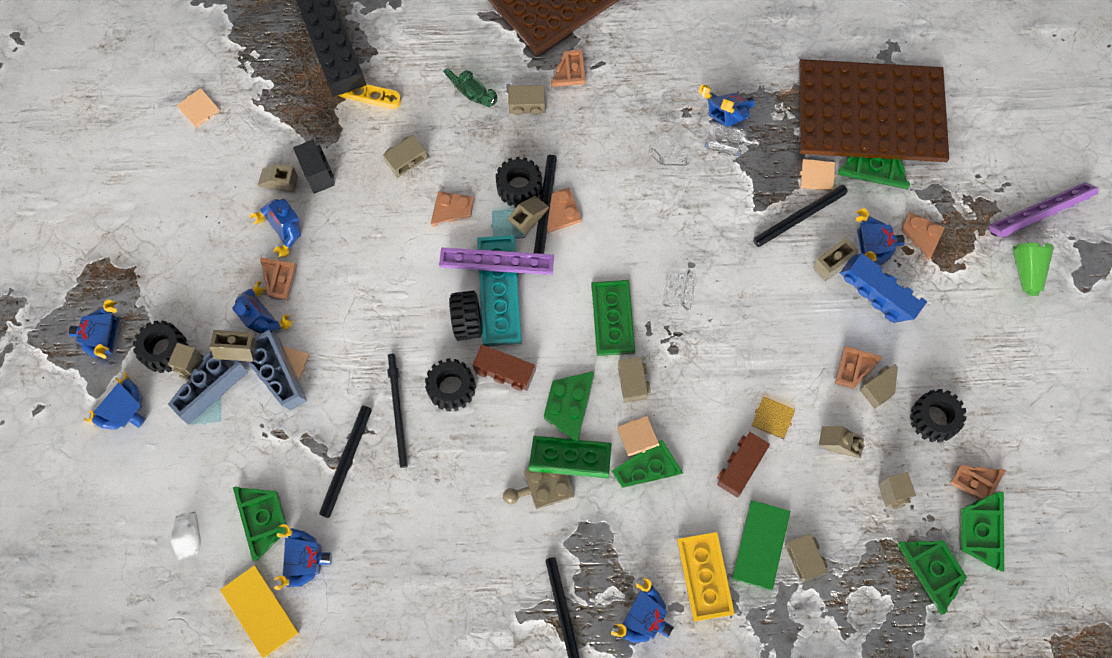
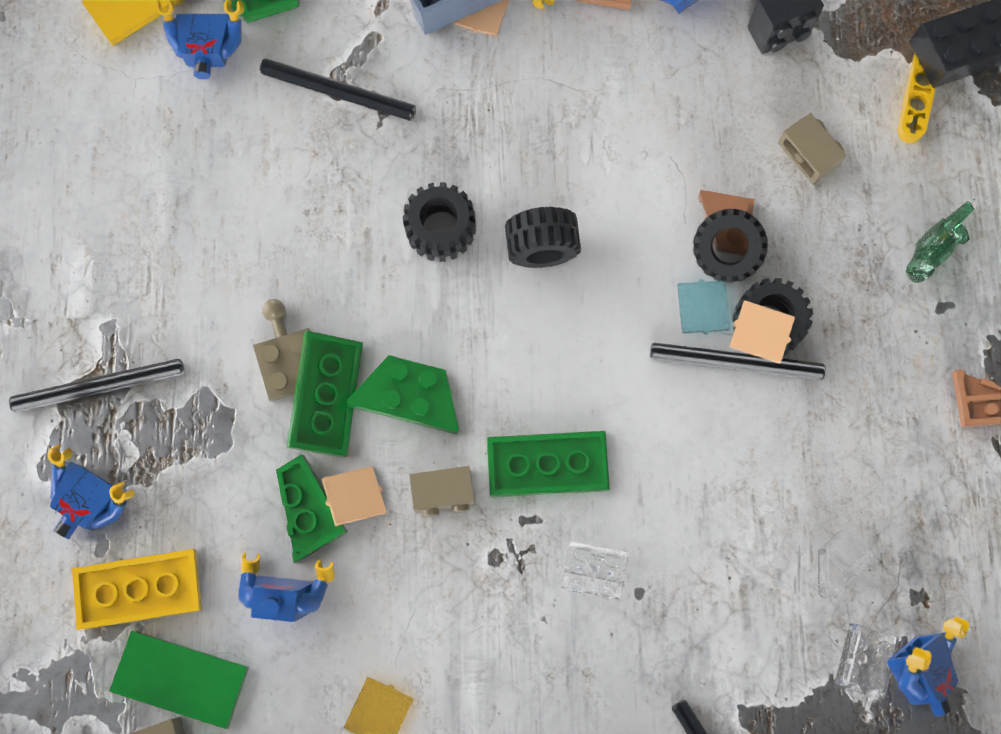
camera: 90 degrees right, 5 degrees up
(393, 374) = (462, 146): black bar -> none
(482, 193) = (737, 270): none -> black tyre
(496, 261) = (633, 284): medium lavender plate -> none
(499, 297) = (592, 291): teal plate -> none
(504, 368) = (465, 298): copper brick -> none
(526, 99) = (923, 331): dark tan brick -> none
(527, 214) = (711, 328): dark tan slope -> none
(531, 184) = (762, 331): none -> light nougat piece
(562, 211) = (728, 388): nougat wing -> none
(707, 478) = (281, 597): none -> blue torso
(742, 464) = (302, 657): copper brick -> none

